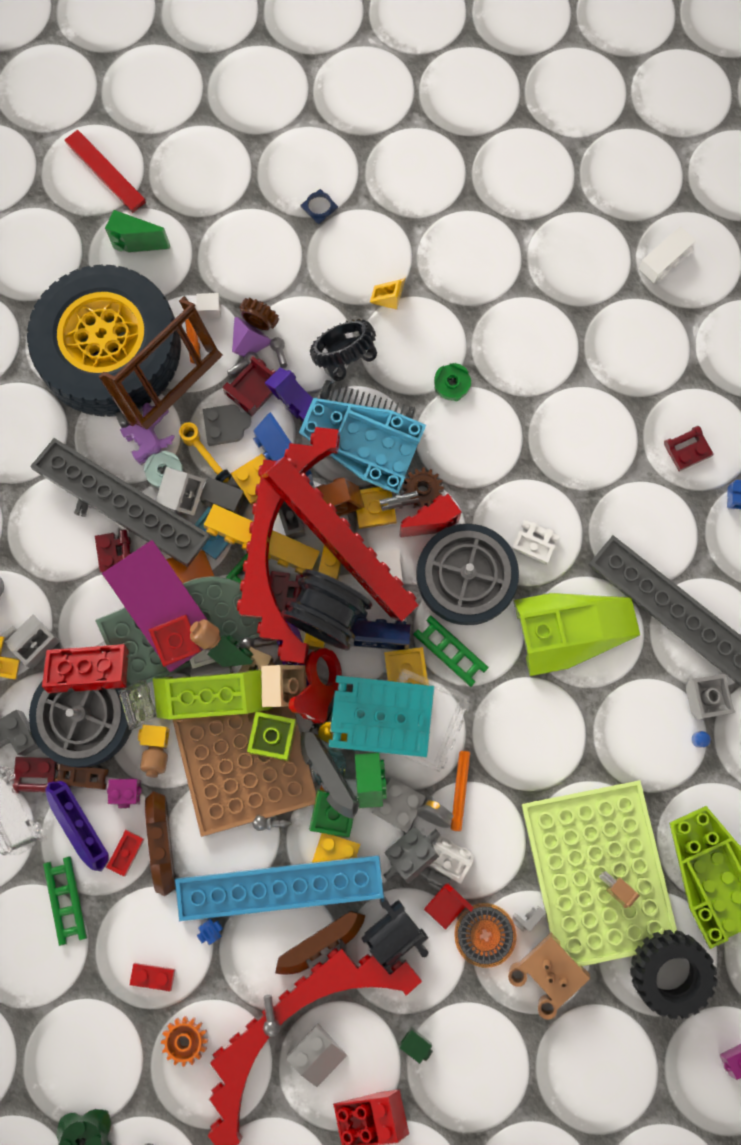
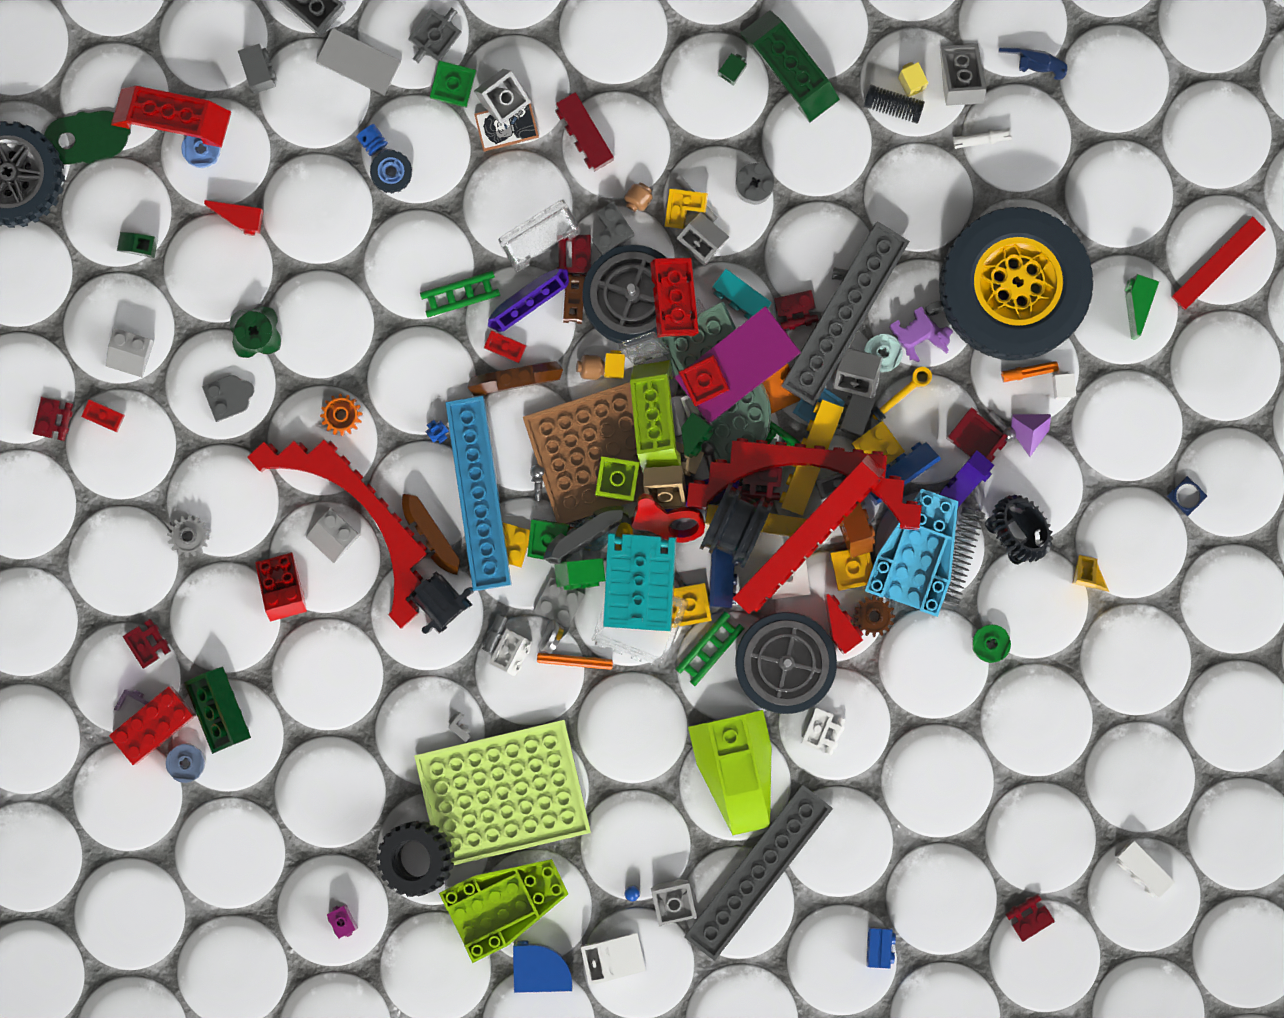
camera: 85 degrees right, 10 degrees up
(91, 606) = (739, 294): none -> teal brick
(119, 393) = (952, 305): reddish brown piece -> none
(124, 792) = (560, 341): magenta head -> none
(152, 977) = (395, 380): red plate -> none
(204, 634) = (710, 409): medium nougat head -> none
(225, 424) = (935, 411): dark grey plate -> none
(258, 314) = (1053, 439): reddish brown gear -> none
(271, 1026) = (356, 492): flat silver bar -> none
(277, 345) = (1025, 460): flat silver bar -> none
(399, 501) = (857, 592): dark grey pin -> none
(411, 854) = (513, 615): dark grey plate -> none
(416, 1046) = (344, 625): dark green brick -> none
(447, 906) = (467, 650): red piece -> none
(499, 943) = (449, 673): piece -> none
(553, 972) = (413, 748): medium nougat piece -> none
(619, 890) = (487, 810): medium nougat piece -> none
(690, 454) = (923, 890): dark red plate -> none
(719, 357) = (1033, 922): none -> dark red plate

